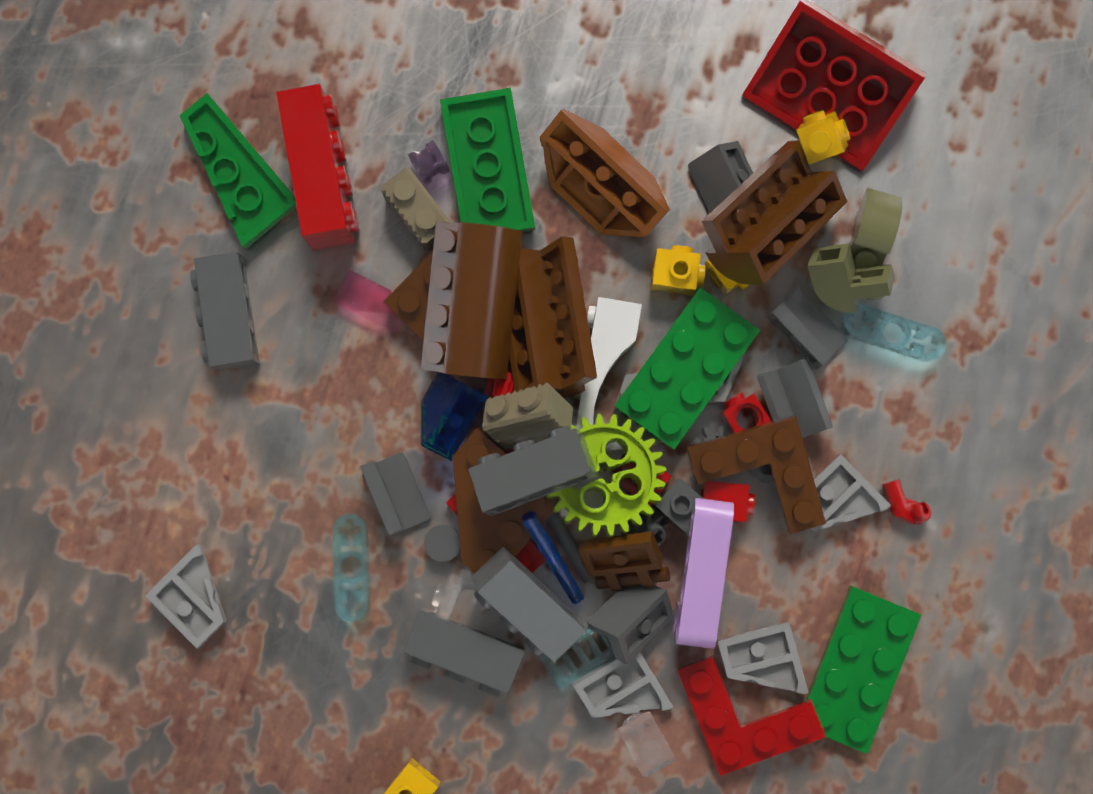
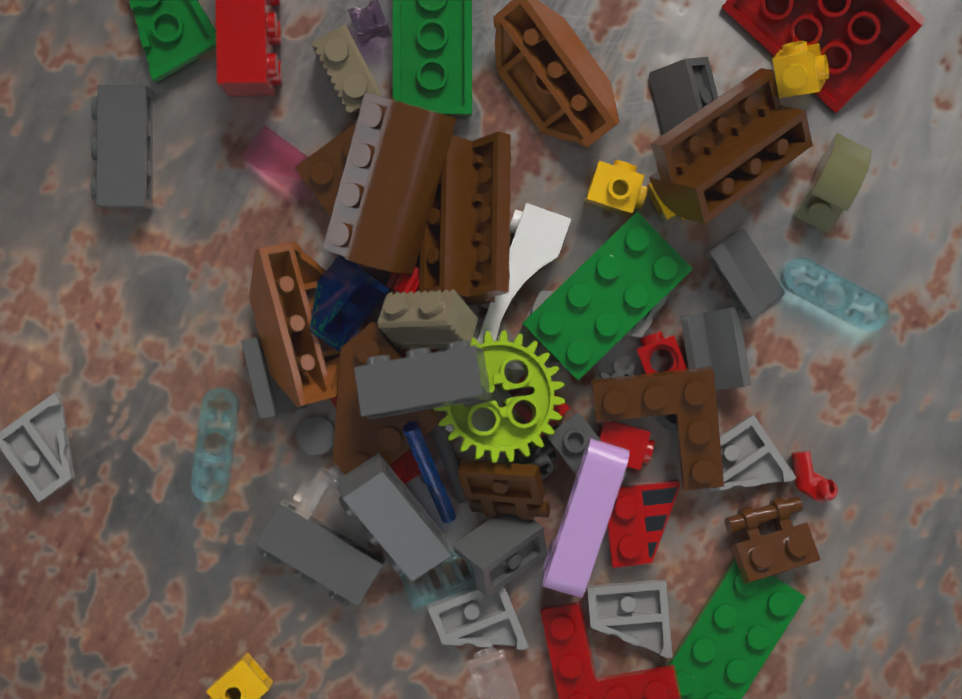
camera: 10 degrees right, 5 degrees up
(393, 430) = (282, 307): none -> dark orange wedge
(754, 572) = (639, 521): none -> red wing
(842, 284) = (789, 232): olive brick -> none
(885, 577) = (774, 552): none -> reddish brown plate

